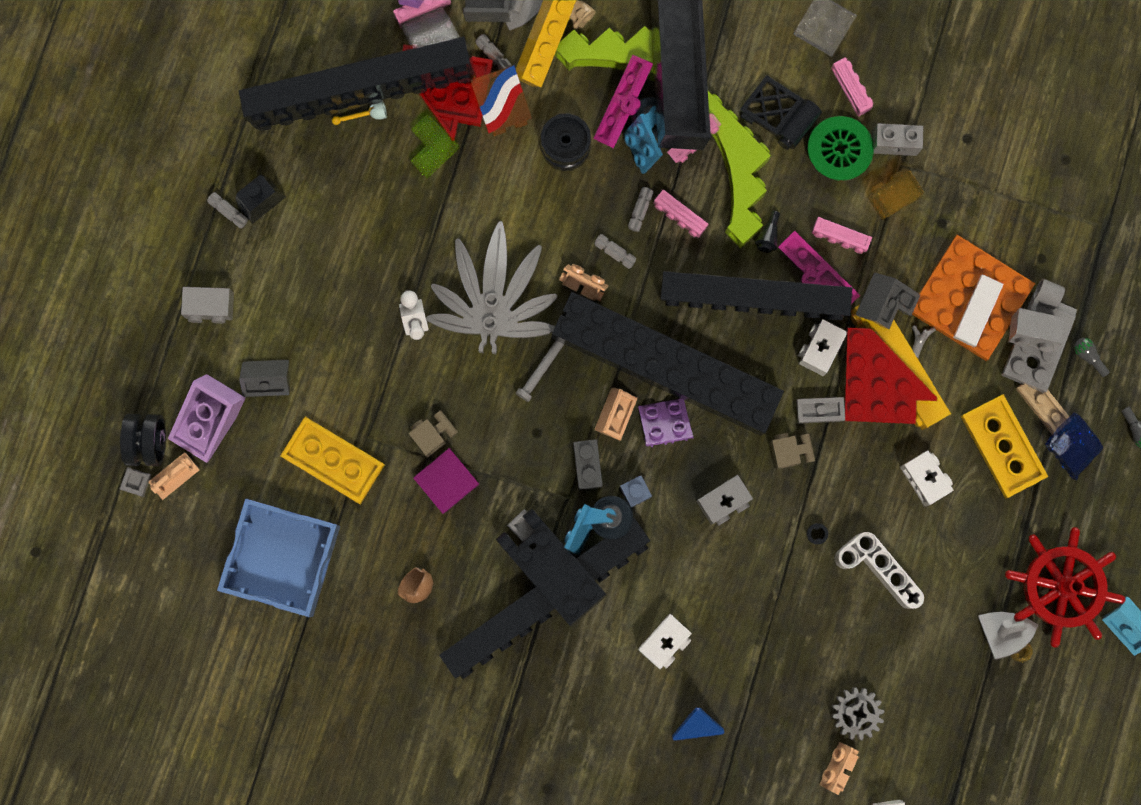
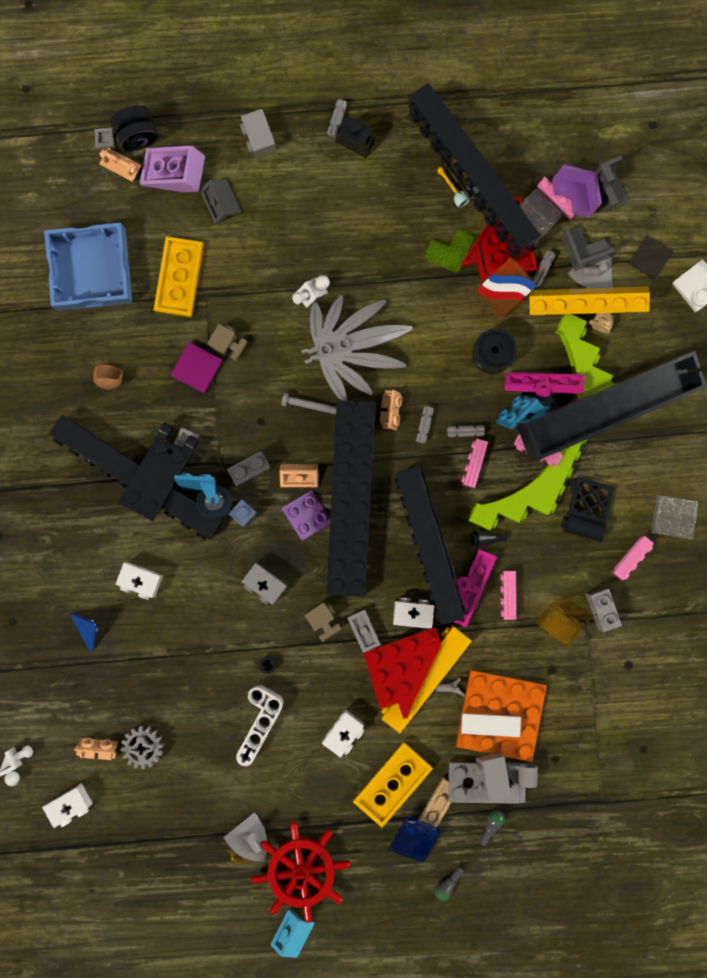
camera: 75 degrees right, 5 degrees up
(861, 137) = (597, 559): green piece -> none
(885, 298) = (468, 647): dark grey panel -> none

